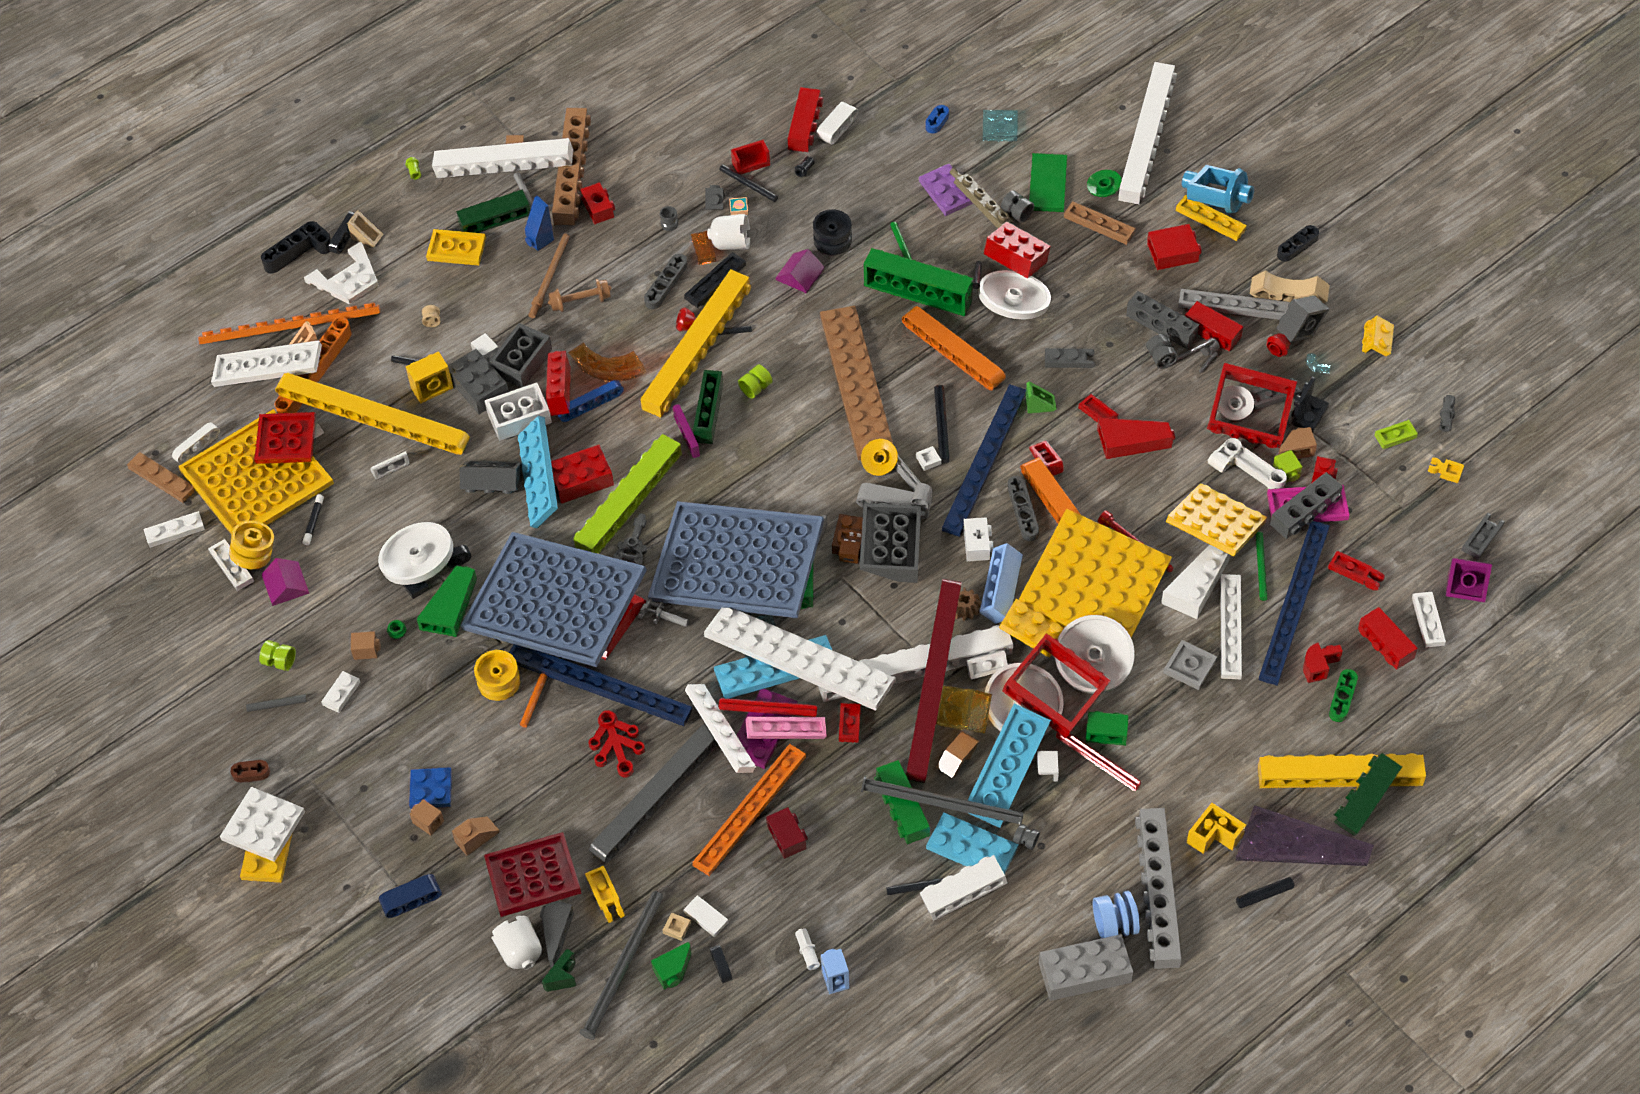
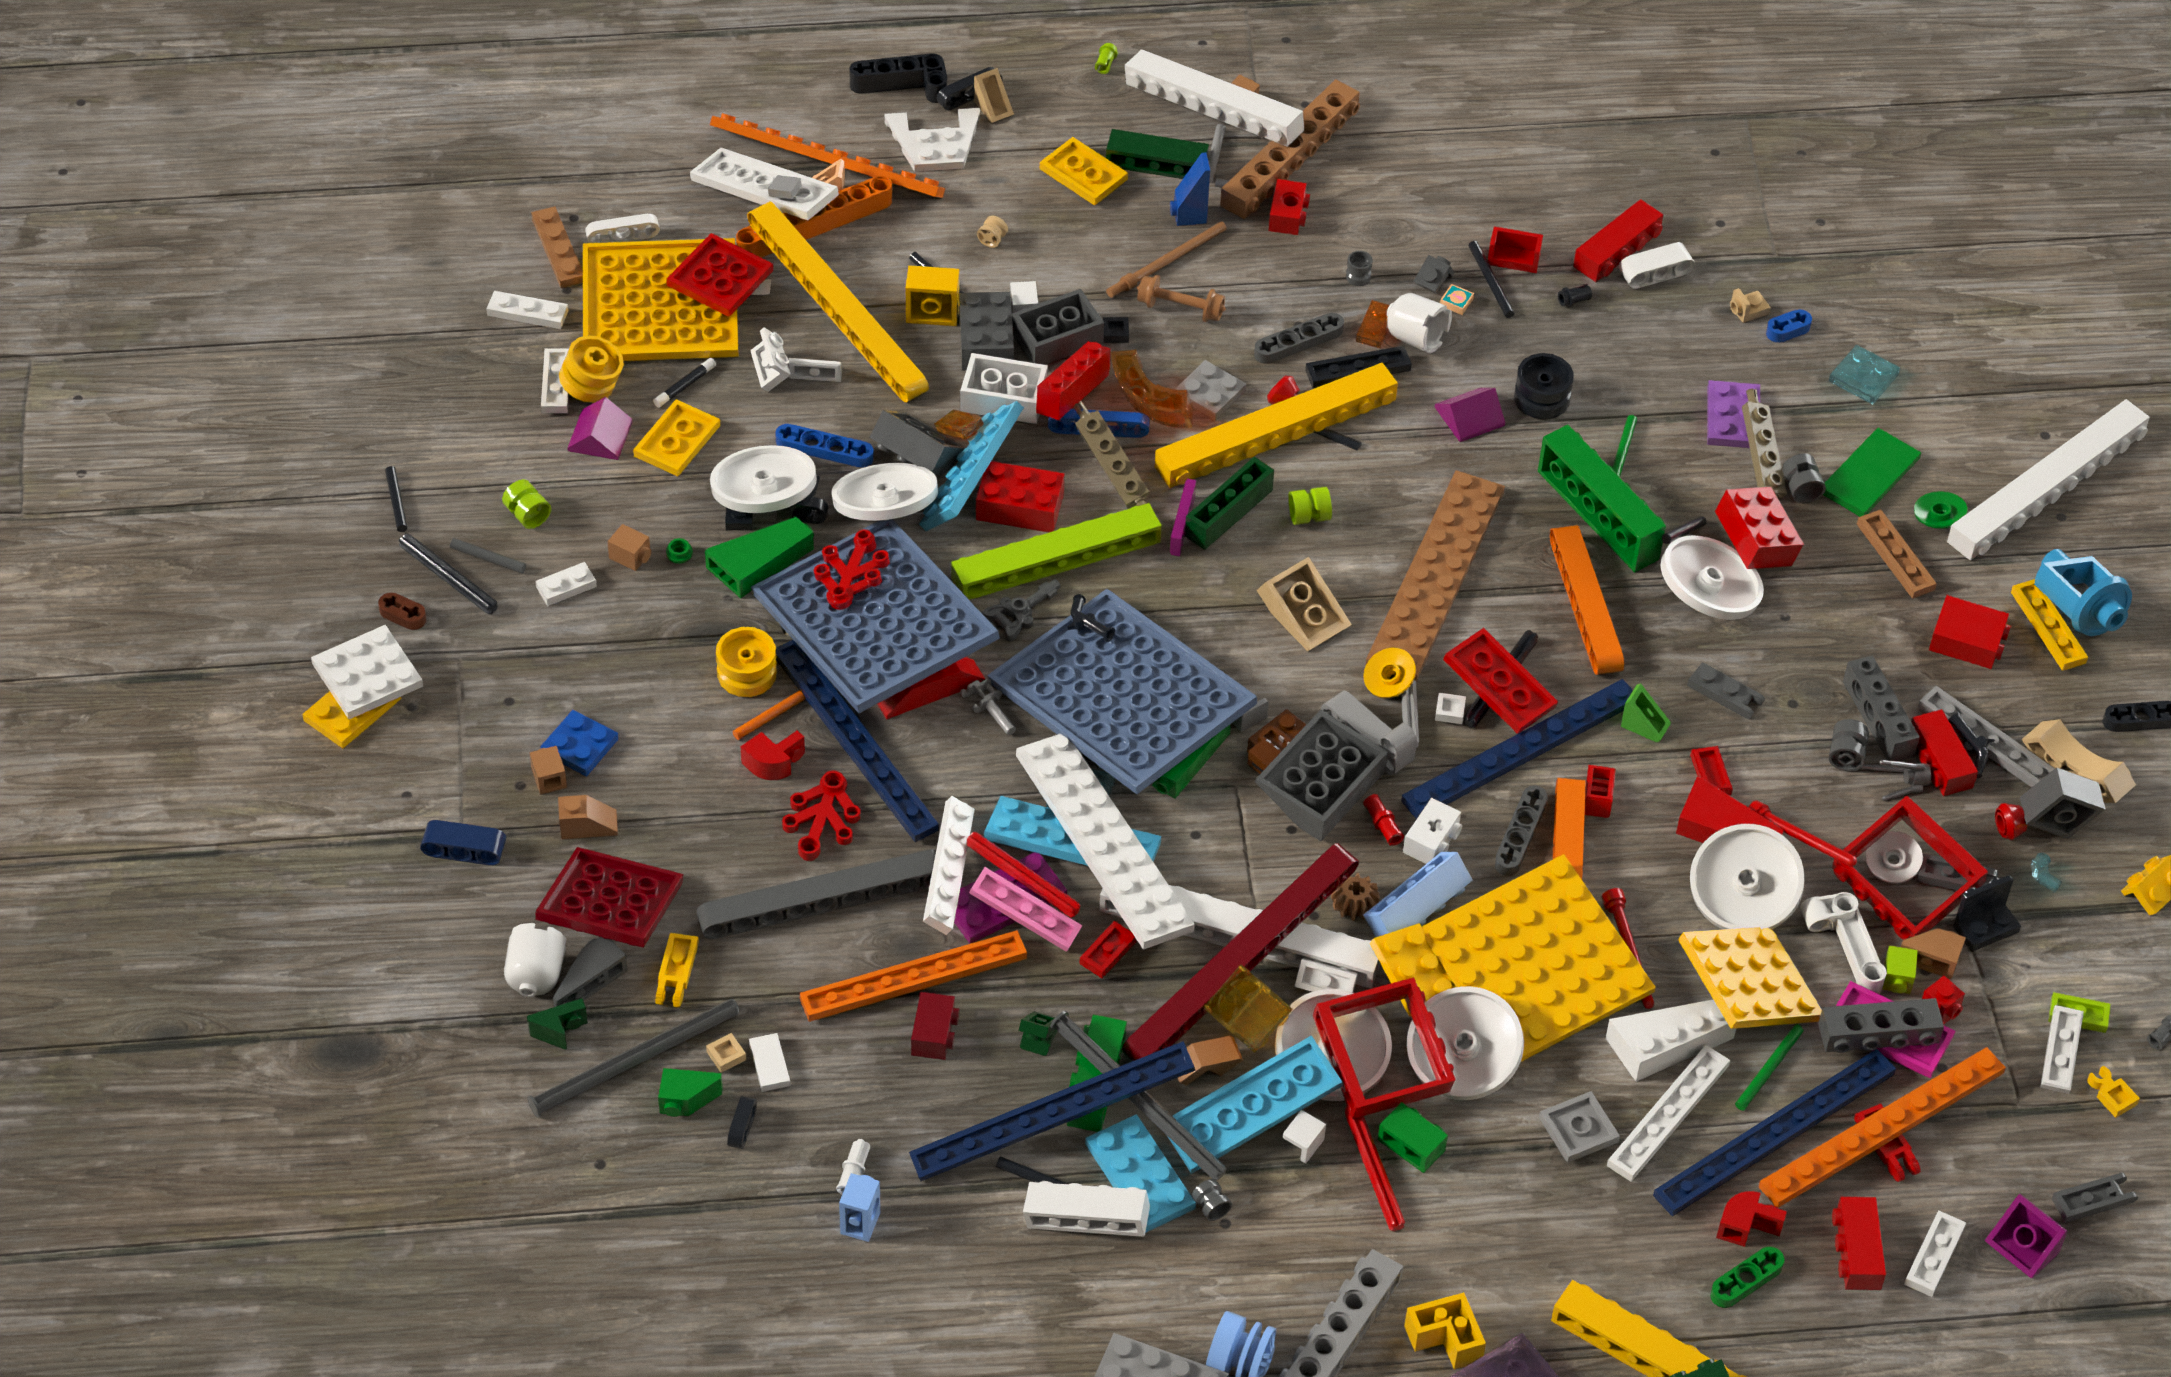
camera: 30 degrees right, 5 degrees down
(187, 701) = (396, 499): none -> black bar
(260, 729) = (448, 573): none -> black axle
(286, 358) = (784, 187): none -> light grey tile
(337, 557) = (676, 437): none -> yellow plate
(359, 475) = (770, 360): none -> white bracket
(432, 507) = (826, 441): none -> blue beam
(498, 518) = (884, 491): none -> white dish
(508, 449) = (959, 424): none -> clear orange plate
(513, 559) = (841, 595): none -> red plant
(556, 336) = (1116, 330): none -> black plate
(558, 728) = (772, 760): none -> red brick
(616, 418) = (1111, 457): none -> dark tan plate
(640, 340) = (1212, 389): none -> light grey plate
(683, 527) = (1088, 620): none -> black piece
(798, 444) = (1304, 604): none -> tan slope
(849, 798) = (1037, 1033): none -> dark green slope
(900, 842) = (1052, 1111): none -> dark blue plate
(906, 119) = (1749, 306): none -> tan bracket
(943, 548) = (1383, 820): none -> red pin
(946, 425) = (1500, 680): none -> red plate
(1170, 463) = (1747, 878): none -> white dish
(1183, 419) = (1803, 836): none -> red piece
(1225, 310) = (1972, 742): none -> black piece
(1349, 565) = (1881, 1127): none -> orange plate
(1404, 461) = (2061, 1049): none -> white tile

